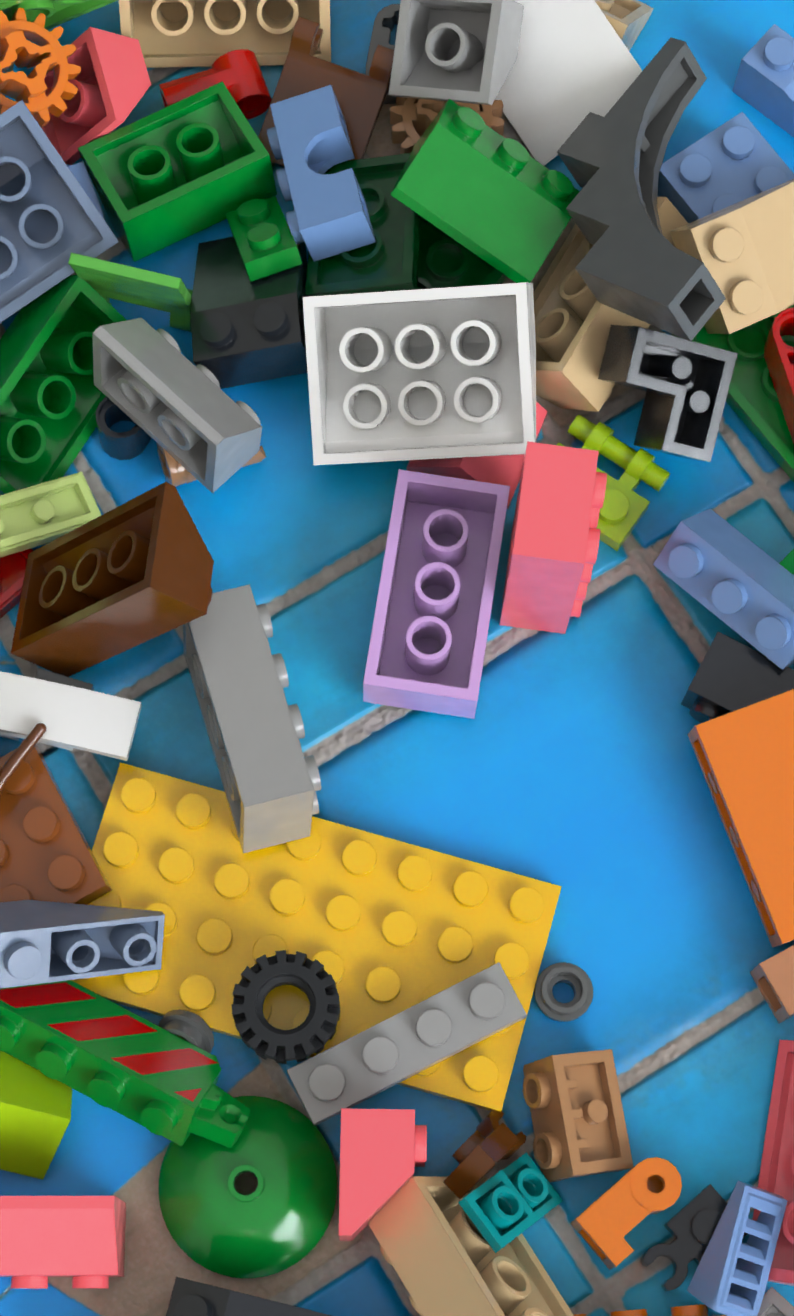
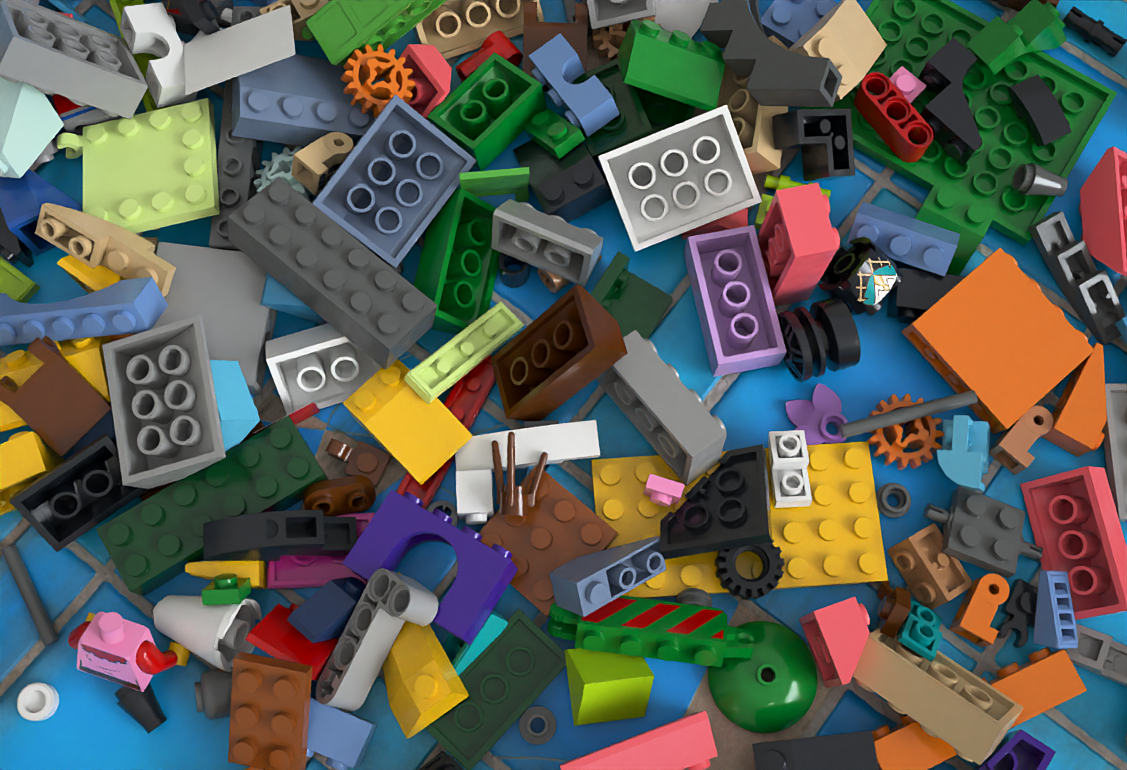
camera: 20 degrees left, 0 degrees up
(200, 847) = (663, 491): none -> bright pink plate
(270, 539) = (630, 299): none -> dark green bracket
(277, 907) = (722, 510): none -> black plate
(406, 1044) = (823, 562): light grey plate -> none
(412, 883) = (789, 468): none -> white slope
(494, 818) = (816, 414): none -> medium lavender plate
(540, 698) = (819, 339): none -> black wheel
(631, 864) = (907, 414): none -> dark grey bar
(639, 909) = (920, 434): none -> orange gear
(646, 625) = (860, 276): none -> black brick
(683, 1092) = (983, 532): none -> dark grey plate
(704, 960) = (965, 451): none -> medium azure brick

